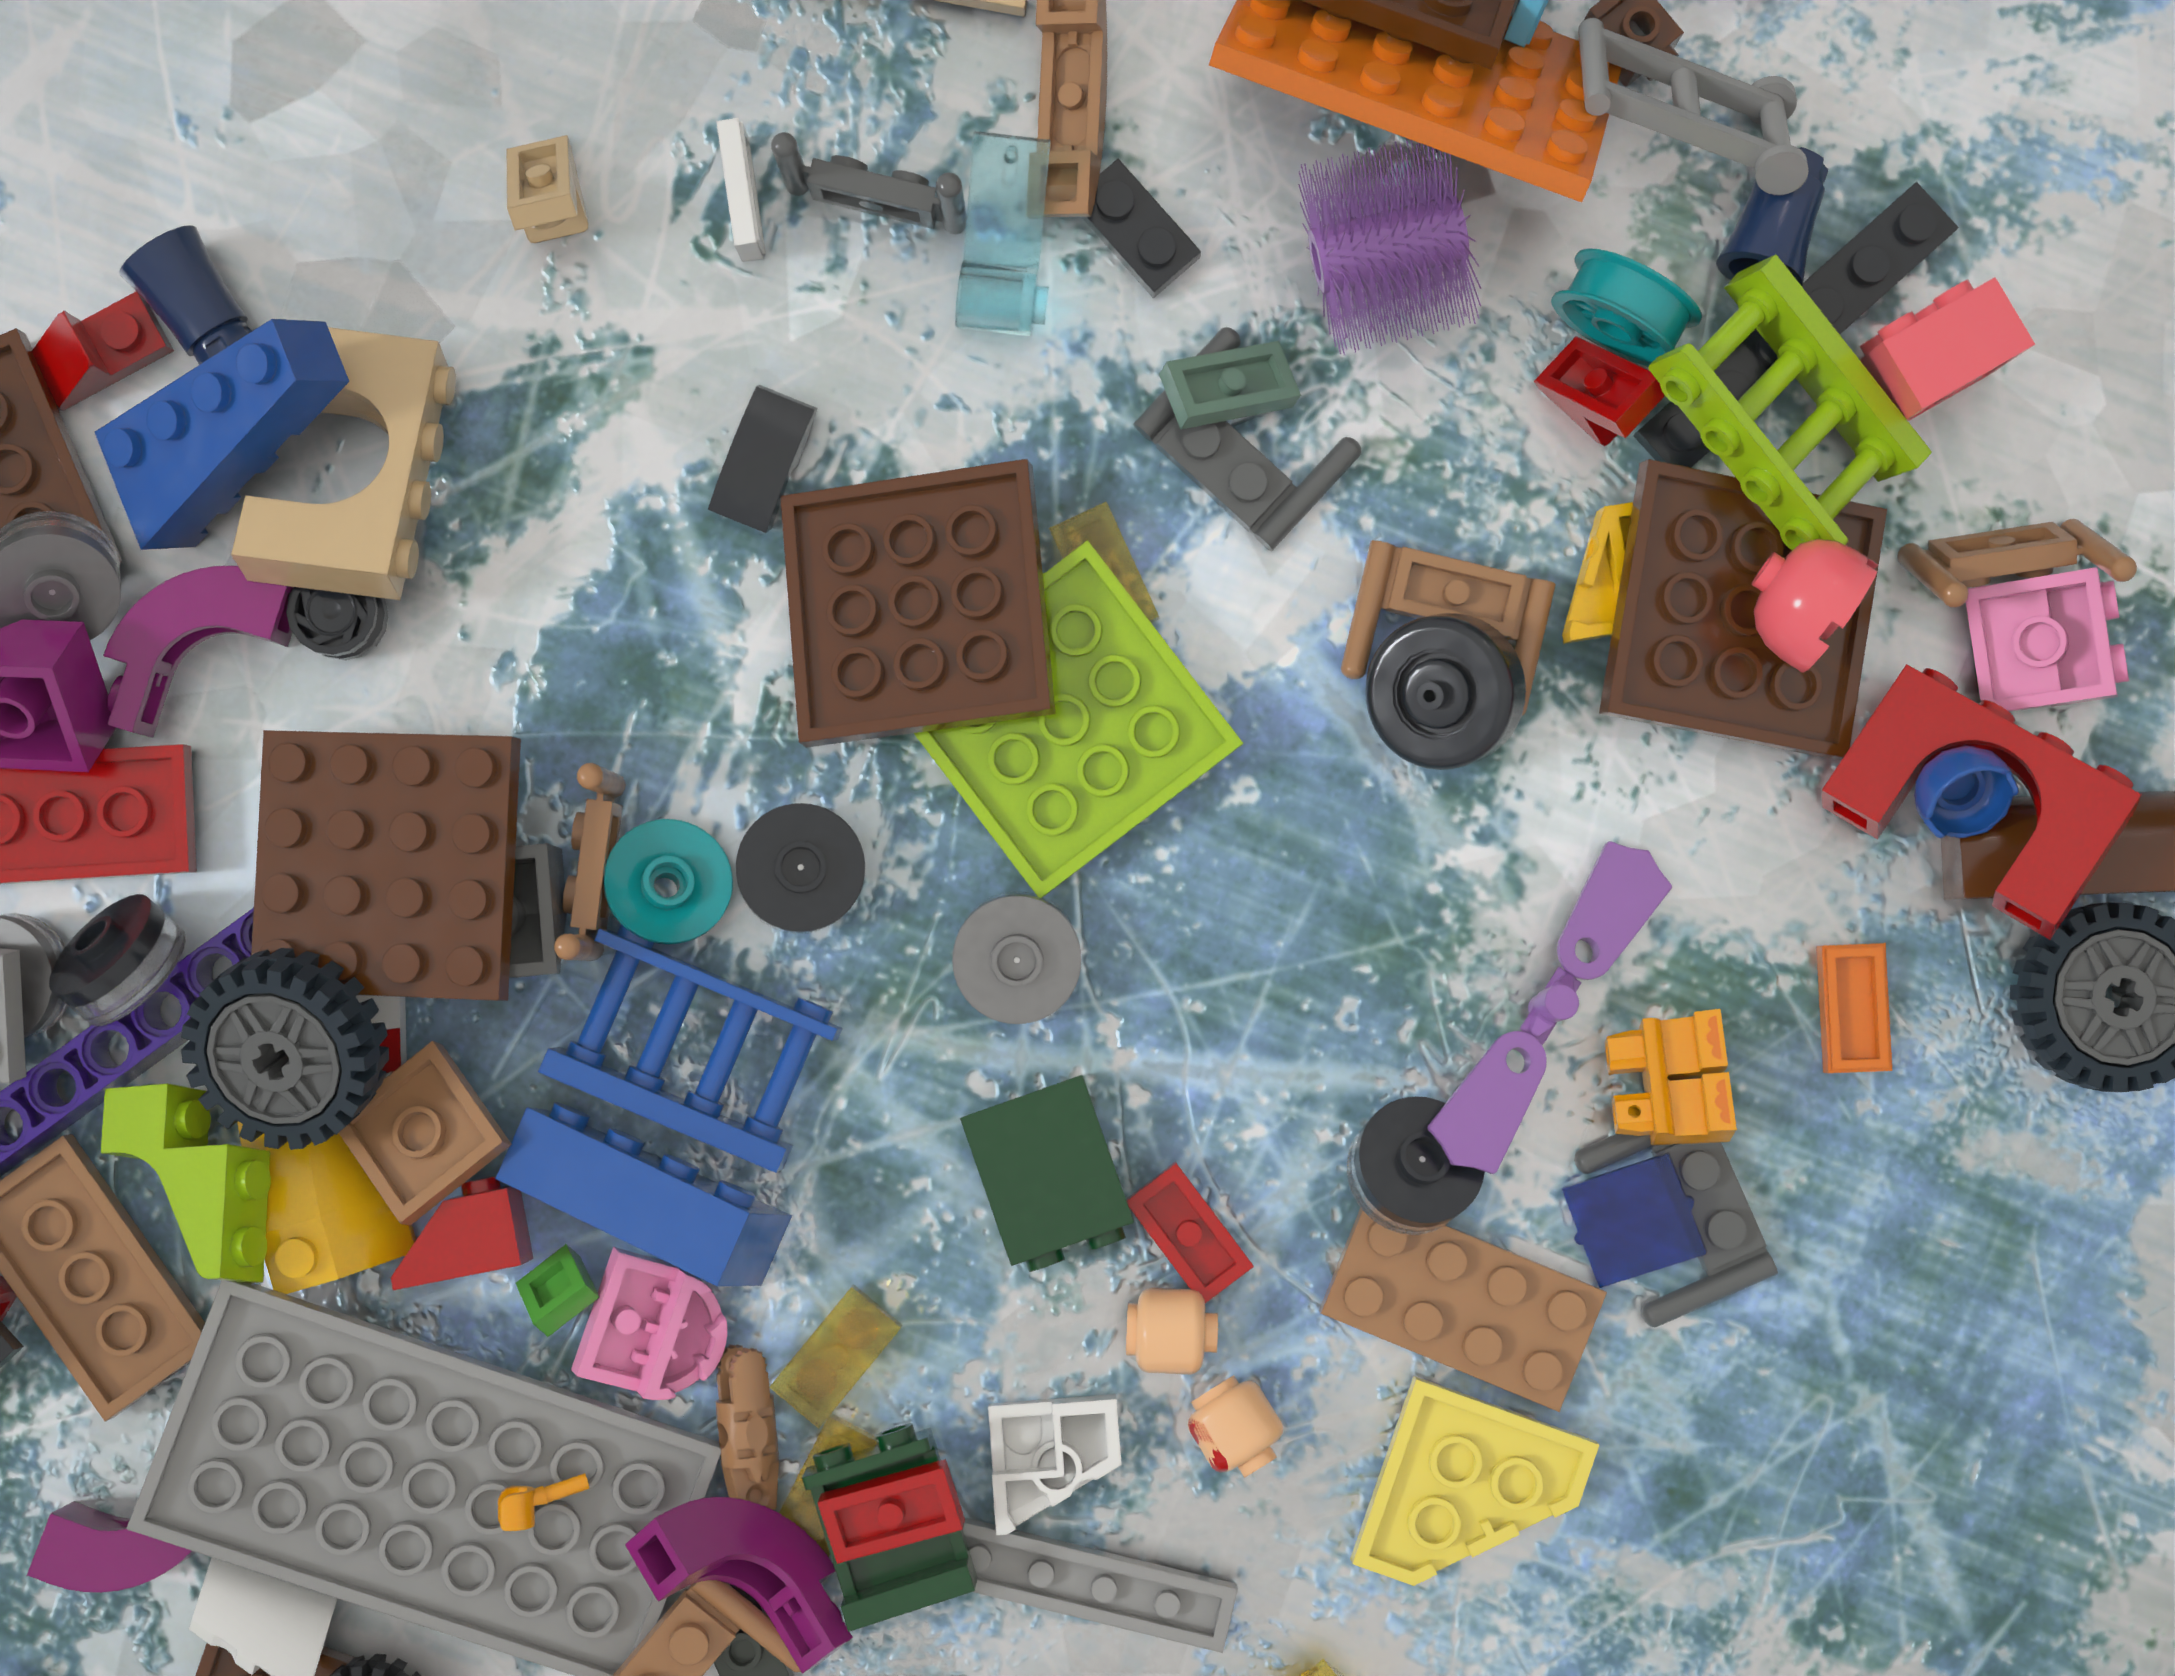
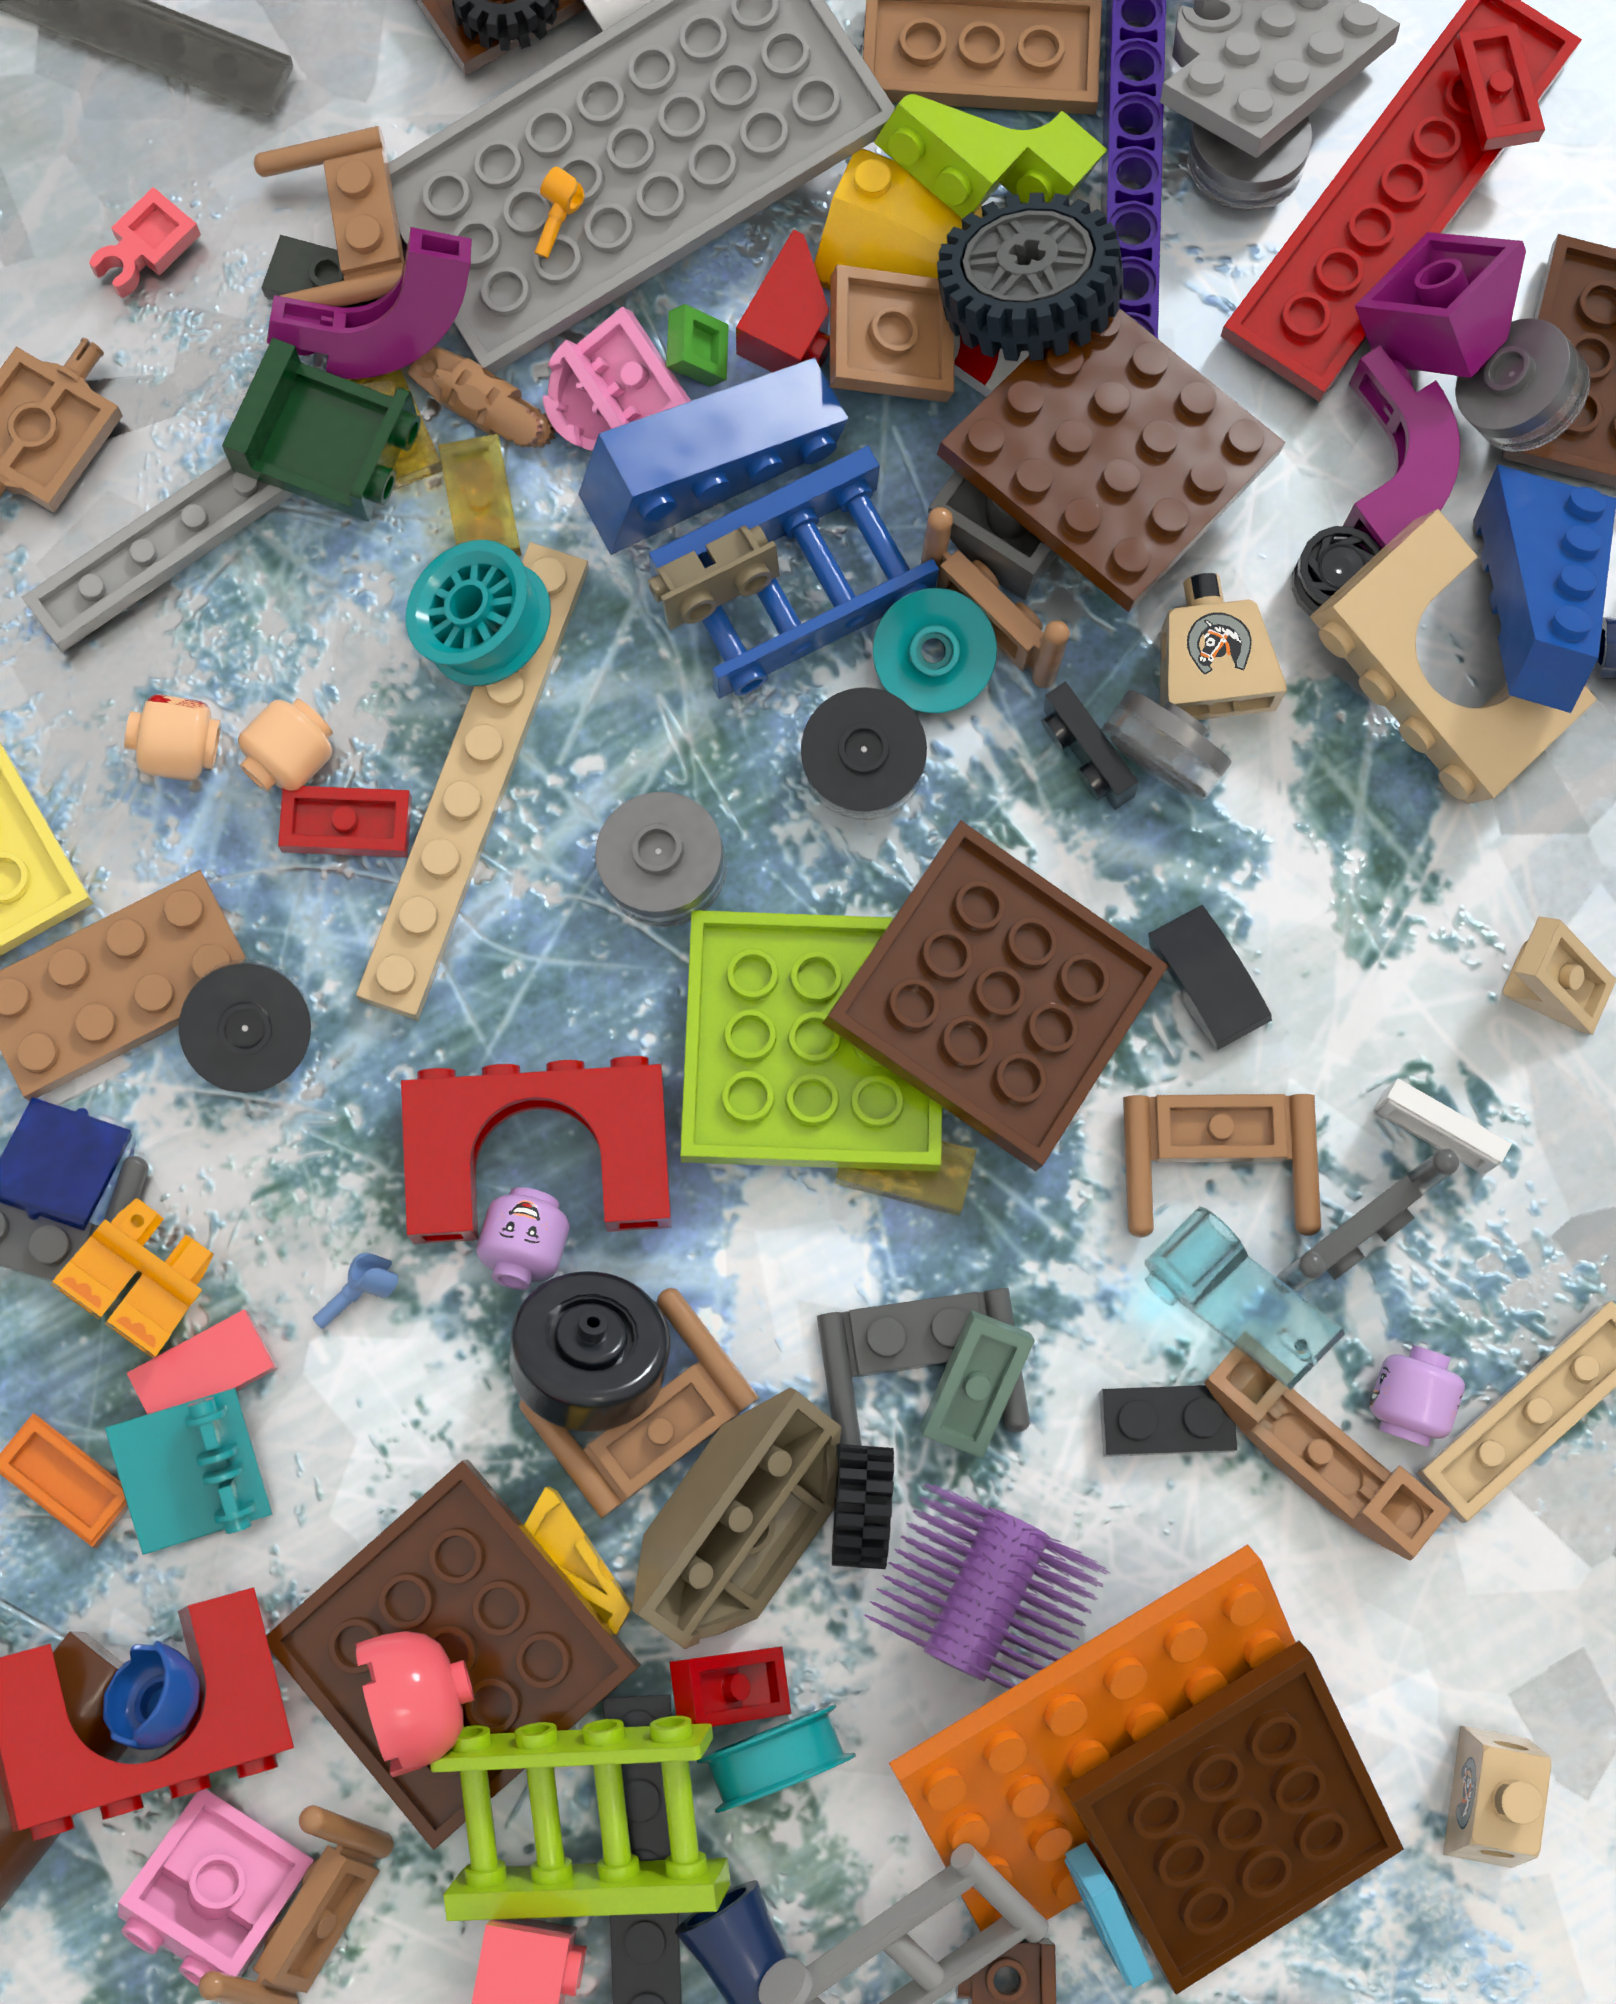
camera: 125 degrees right, 10 degrees down
(117, 960) = (1195, 224): black piece -> none
(489, 656) = (1218, 655): none -> tan torso
(604, 629) = (1166, 745): none -> clear piece
(660, 670) = (1073, 727): none -> black plate
(777, 1106) = (741, 566): none -> dark tan hinge
(882, 357) = (1220, 1131): none -> medium nougat plate
(891, 1511) = (330, 436): red plate -> none
(945, 1304) = (478, 613): none -> teal wheel
(969, 54) = (1417, 1396): none -> lavender head
(1048, 1173) = (481, 750): dark green panel -> none
(1048, 1452) = (276, 593): white slope -> none
(1136, 1139) = (465, 808): none -> tan plate
(1352, 948) = (453, 1116): none -> red arch
(1392, 393) = (863, 1506): none -> black tyre
(1399, 815) = (523, 1238): none -> lavender head
(1479, 480) = (738, 1520): none -> dark tan wedge
(1492, 1099) = (306, 1342): medium lavender piece -> none
(1525, 911) = (366, 1274): none -> medium blue hand
(1692, 975) = (206, 1364): none -> coral tile
(1774, 917) = (189, 1471): none -> teal hinge

